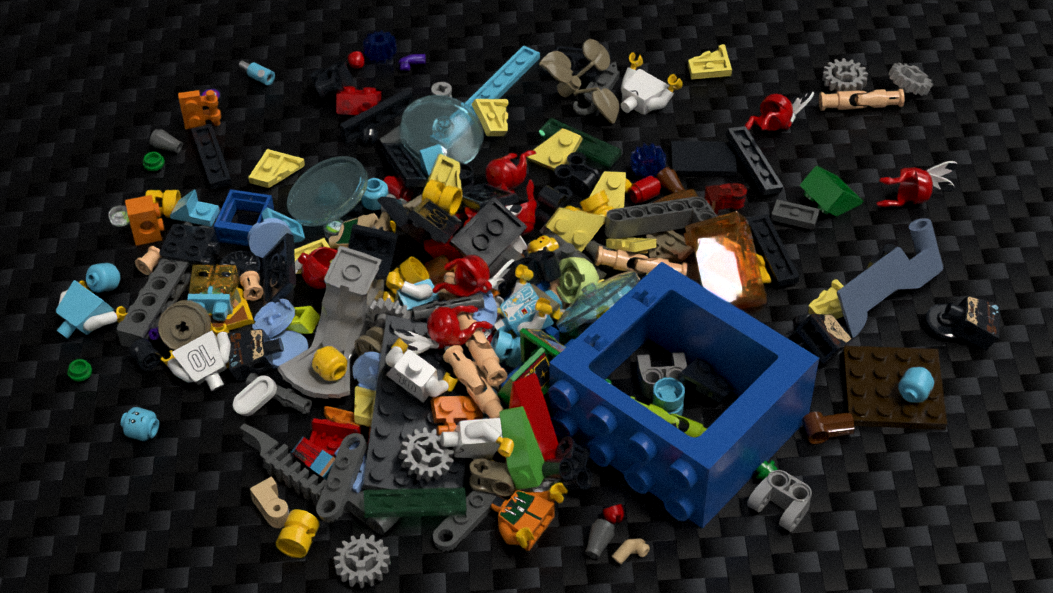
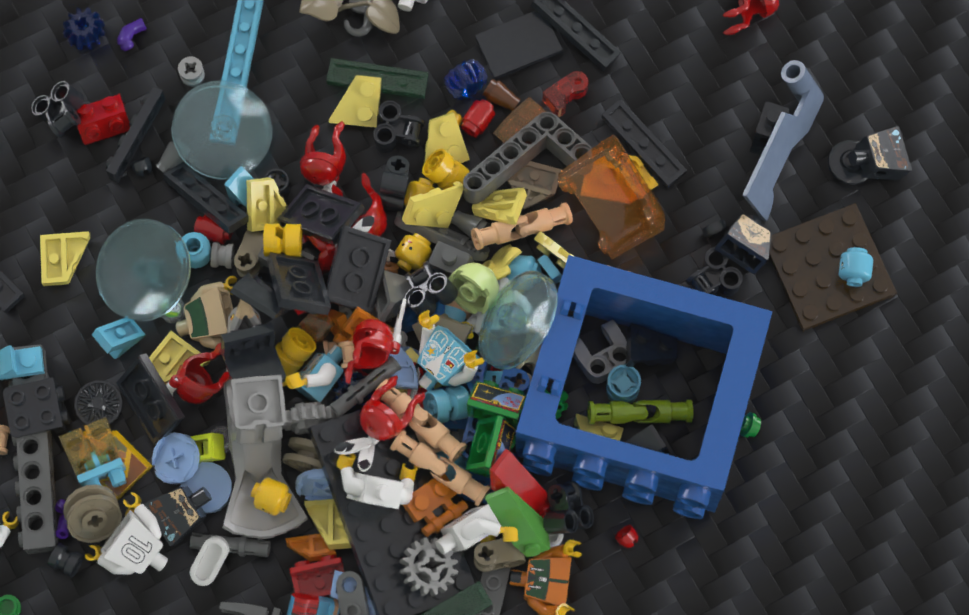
camera: 25 degrees left, 25 degrees up
(234, 232) = (72, 364): blue window -> none
(249, 286) = (126, 425): light nougat bush -> none
(265, 235) = (117, 361): light blue tile -> none
(356, 60) = (67, 59): red hinge -> none
(492, 115) = (265, 81): light yellow wing -> none
(599, 537) = (626, 570): dark grey cone -> none
(630, 546) = (658, 570): tan arm -> none
(790, 495) = (779, 448): light grey piece -> none
(795, 214) = (647, 85): dark grey plate -> none
(820, 427) = (781, 349): reddish brown piece -> none
(828, 302) = (729, 189): light yellow wing -> none
(829, 192) = (672, 39): green slope -> none

